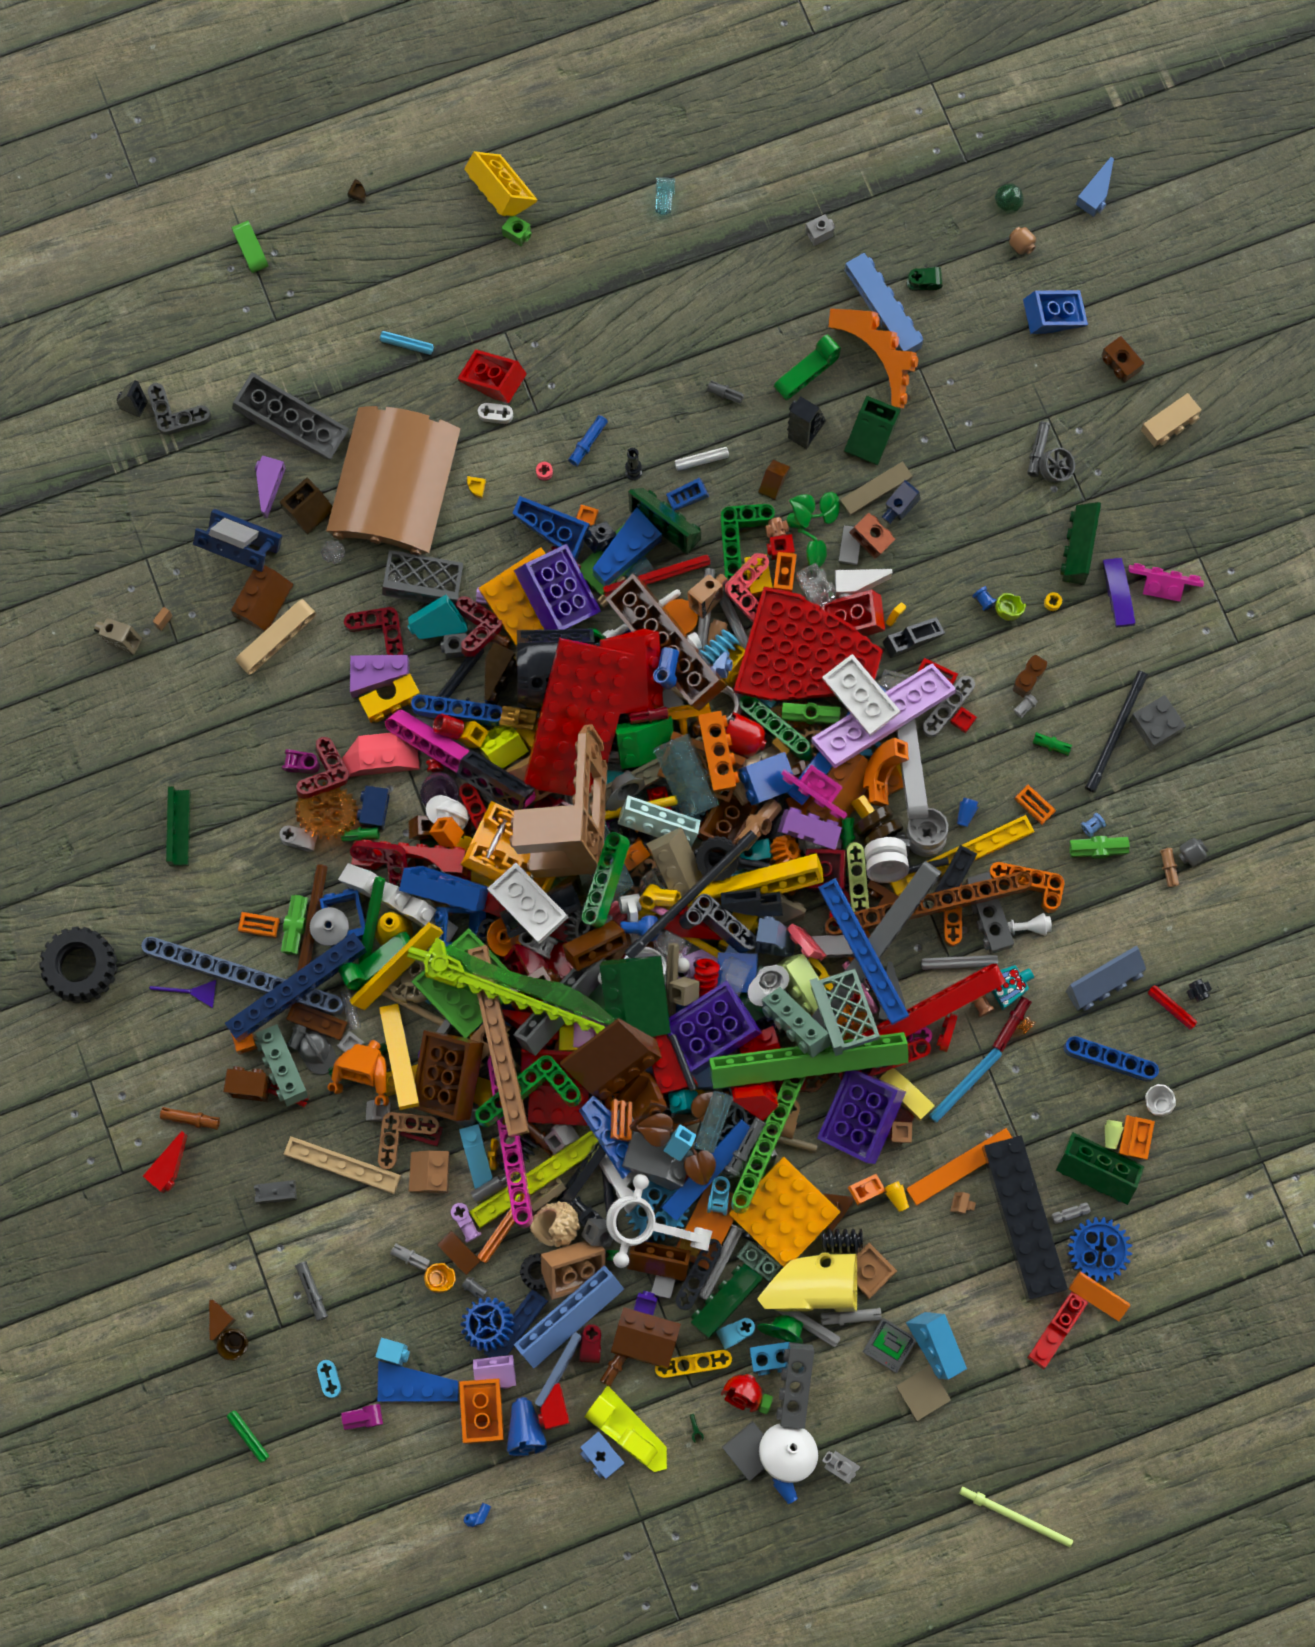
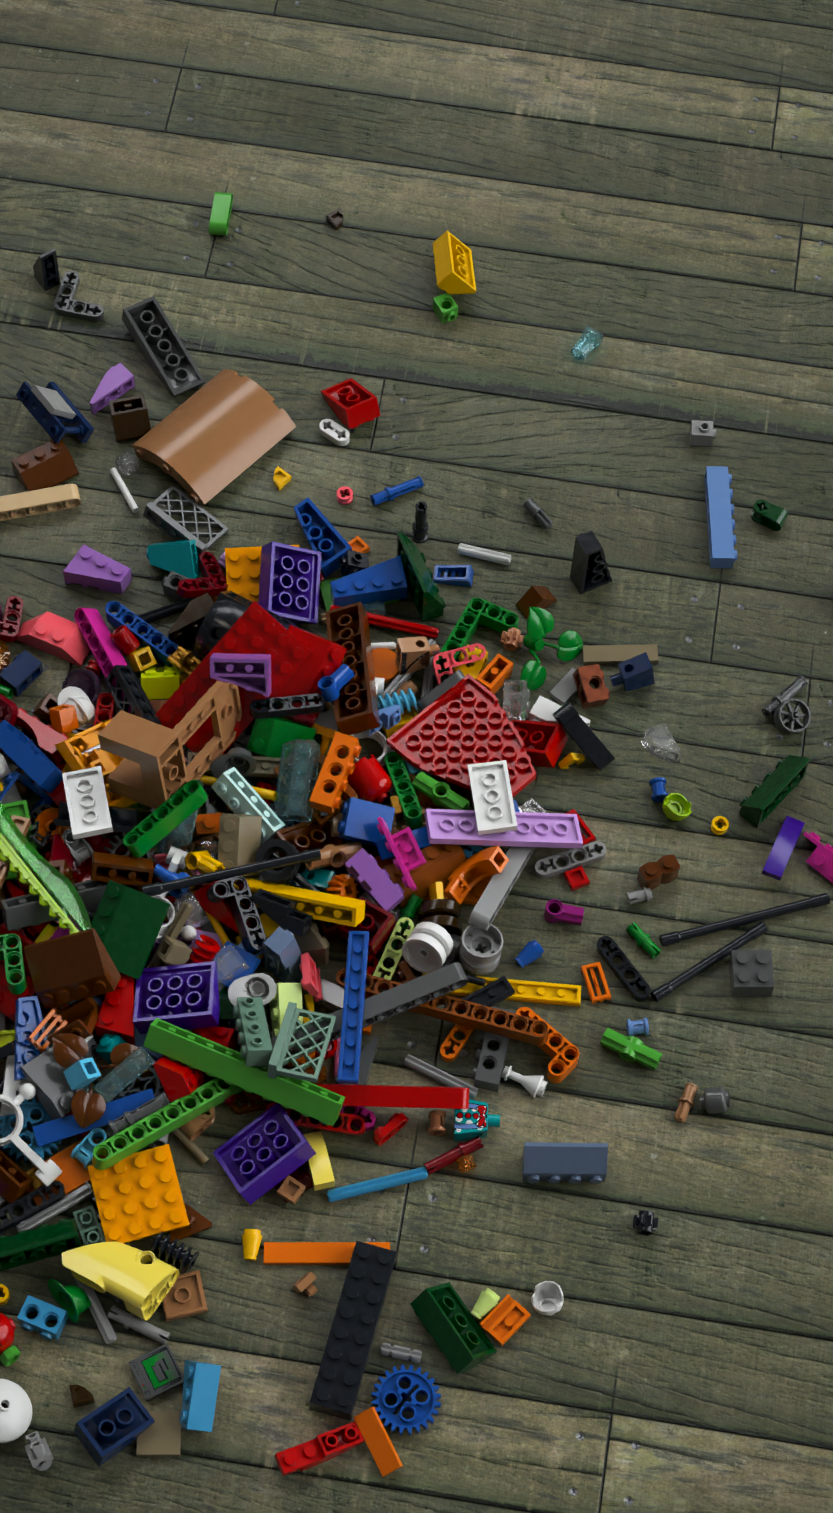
camera: 25 degrees right, 15 degrees down
(346, 578) = (124, 490): none -> white bar
(378, 708) = (77, 596): yellow arch -> none
(381, 621) = (129, 538): dark red beam -> none
(406, 342) = (297, 344): medium azure axle -> none
(496, 954) = (34, 831): none -> black piece
(587, 707) = (244, 670): none -> medium lavender wedge
(636, 711) = (286, 702): none -> black beam
(682, 1062) = (131, 1010): black bar -> none
(732, 1334) = (24, 1276): medium azure piece -> none
(749, 614) = (440, 689): none -> dark grey beam
(784, 542) = (507, 650): red brick -> none
(795, 1416) = (19, 1374): dark grey brick -> none
(824, 355) = (626, 531): green beam -> none
(841, 1400) = (80, 1396): none -> dark brown tile
(866, 1189) = (225, 1220): orange slope -> none
(872, 430) = (646, 605): dark green slope -> none
(883, 343) = (699, 542): orange arch -> none
(886, 1410) = (113, 1426): none -> dark blue slope
(895, 588) = (583, 736): none -> black beam
(913, 637) = (574, 787): black slope -> none
(962, 554) = (661, 743): none -> clear slope
(975, 758) = (565, 914): none -> magenta piece
(1049, 781) = (620, 970): none -> black beam
(1077, 724) = (677, 936): none -> black piece
(1121, 1058) = (527, 1246): blue beam -> none
(1172, 1007) = (612, 1225): red axle -> none

